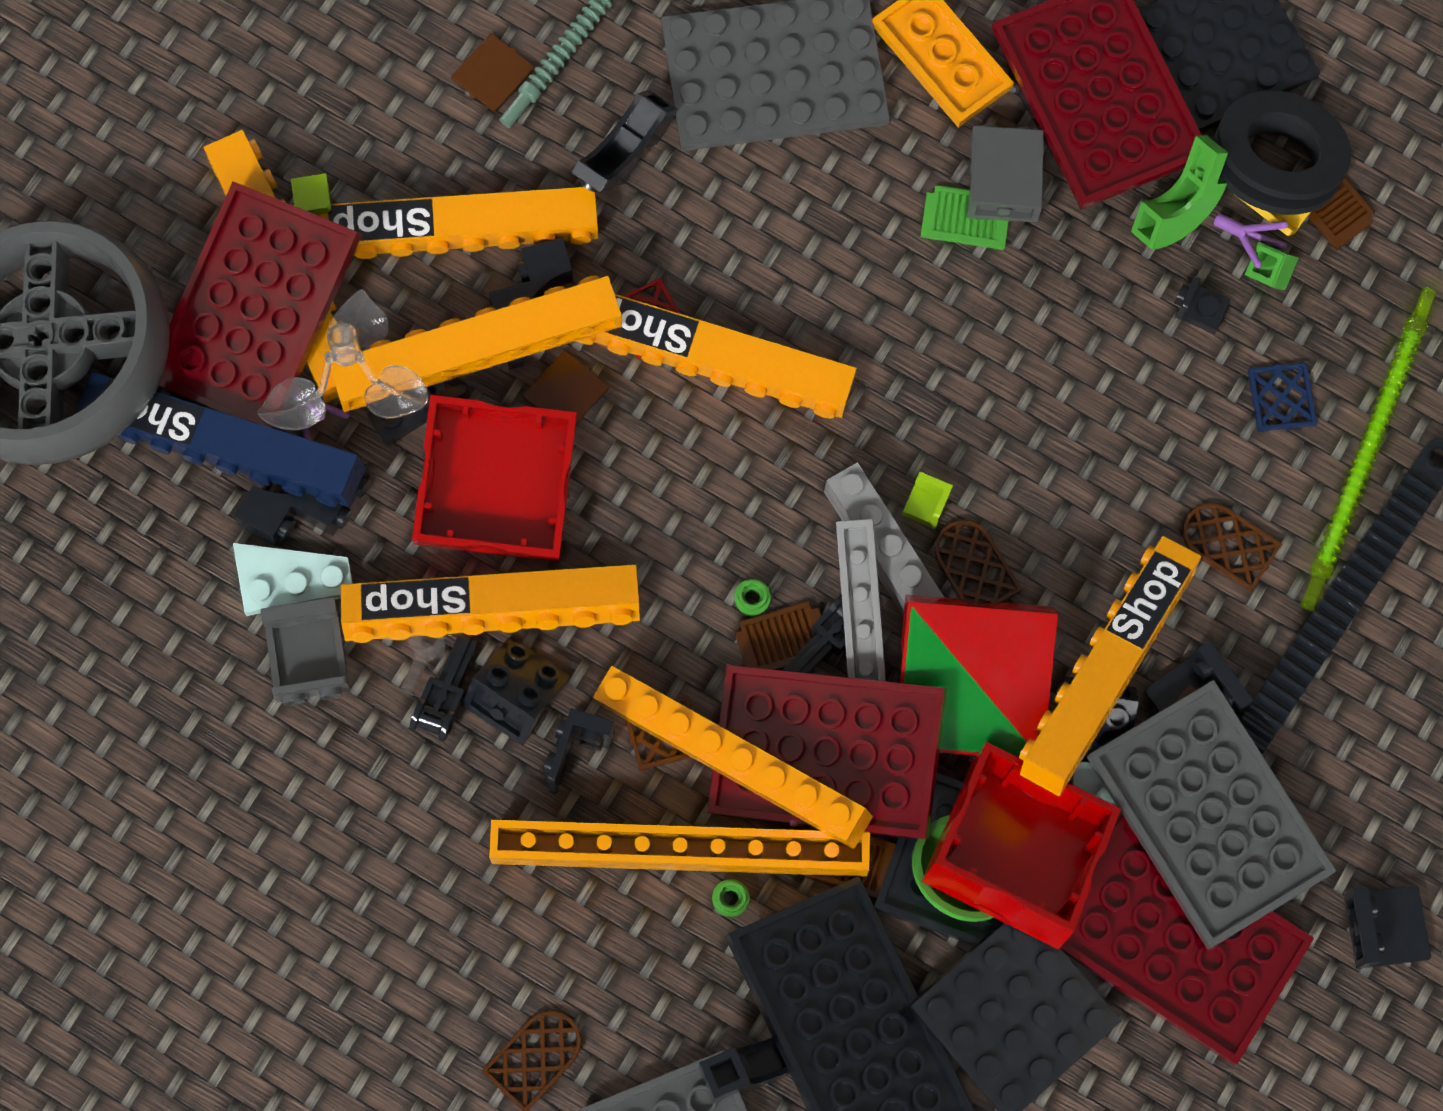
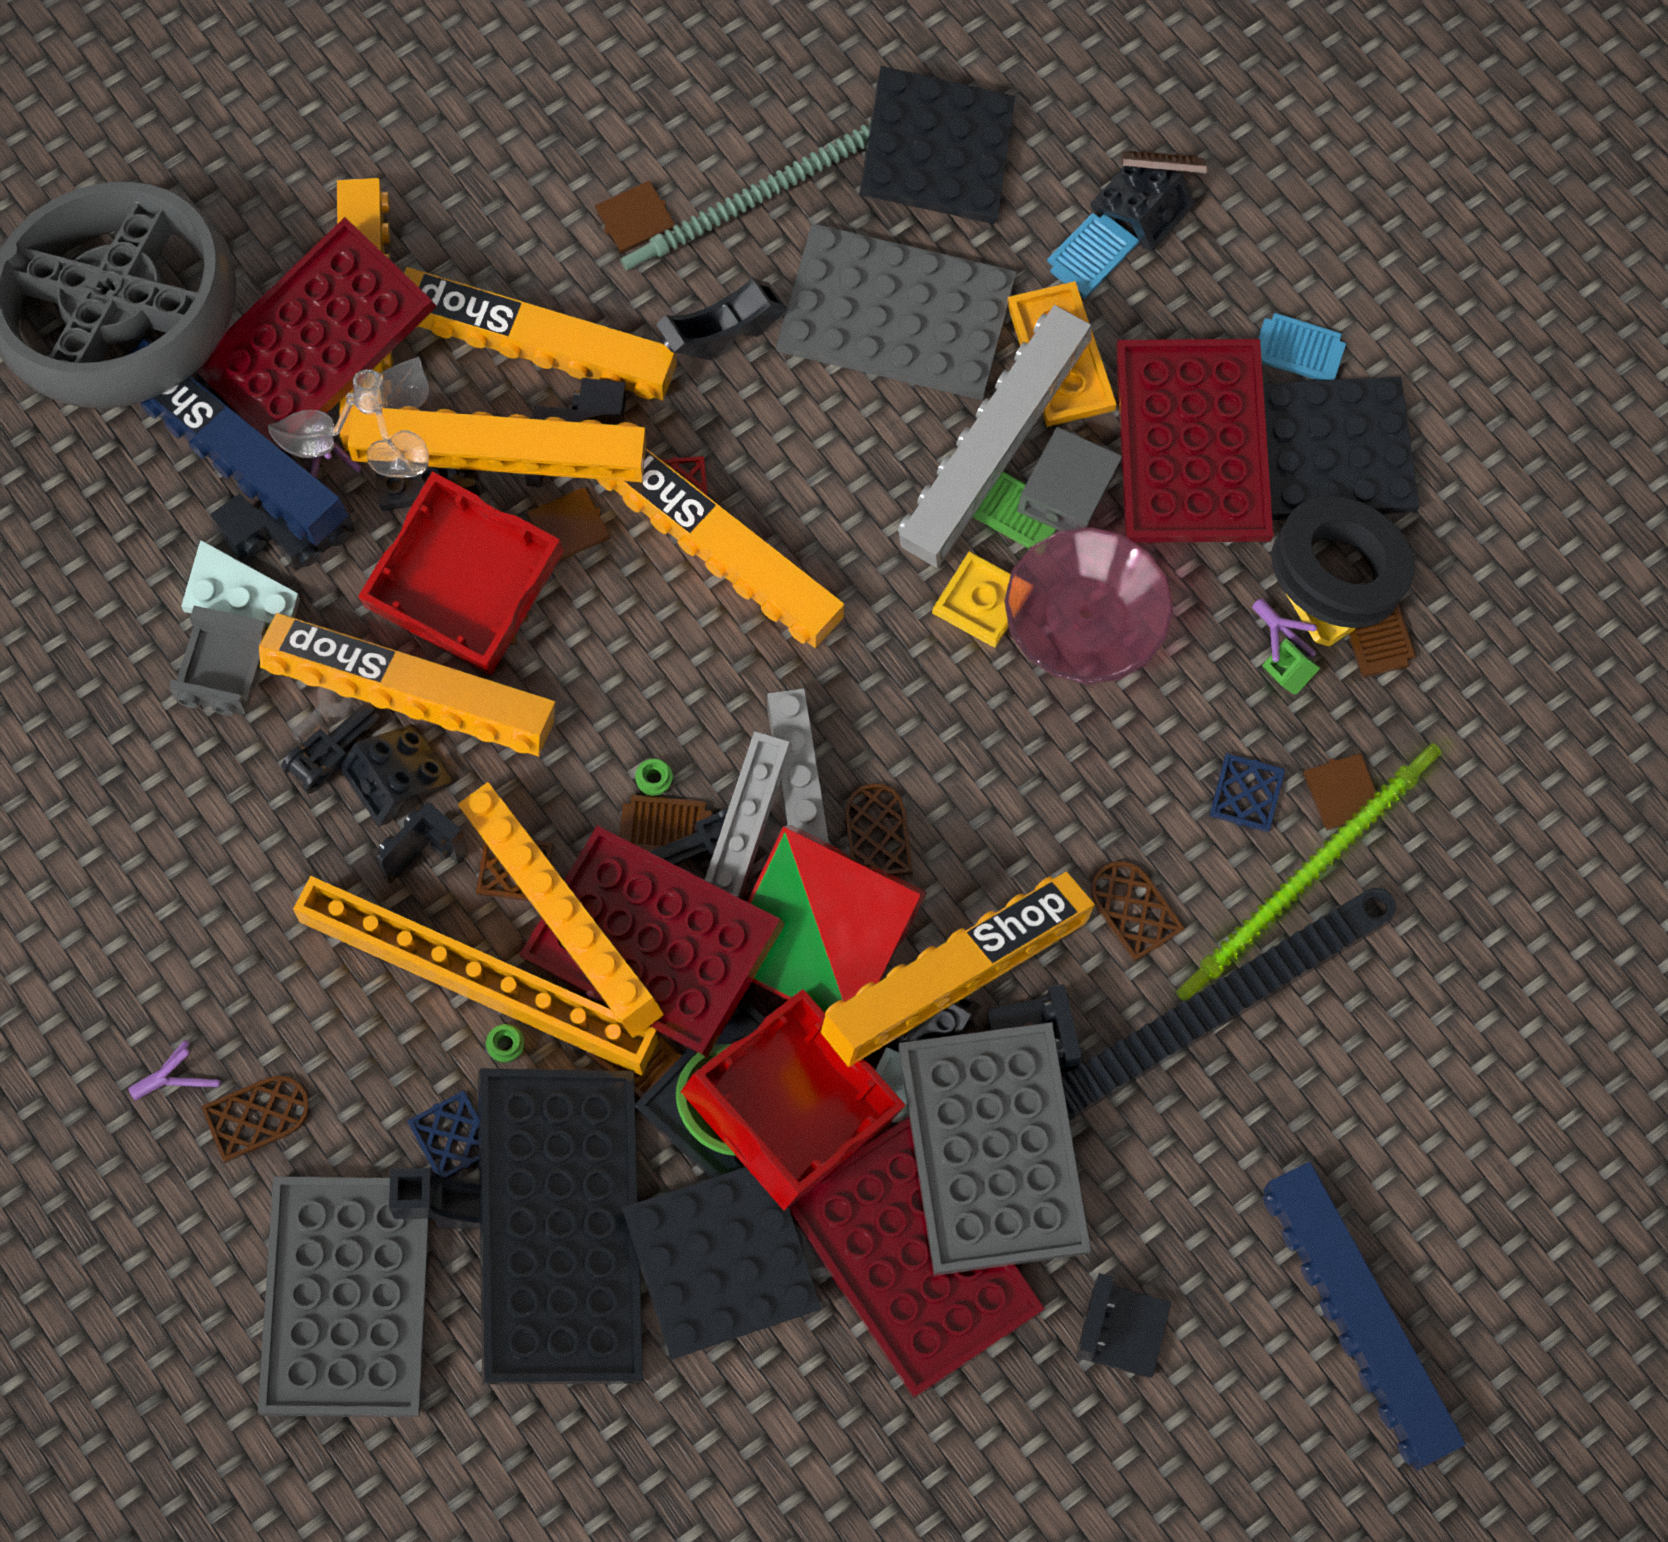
camera: 25 degrees right, 5 degrees down
(312, 193) = (416, 258): lime panel -> none
(434, 1060) = (160, 1077): none -> medium lavender plant
(696, 984) = (437, 1109): none -> dark blue window
(921, 155) = (995, 436): none -> light grey brick
(927, 500) = (859, 753): lime panel -> none
(971, 312) = (976, 599): none -> yellow tile
(1082, 251) = (1092, 574): none -> clear pink dish
(1188, 201) = (1232, 575): bright green arch -> none
(1201, 306) = (1204, 677): black bracket -> none
(1361, 361) = (1339, 789): none -> reddish brown piece

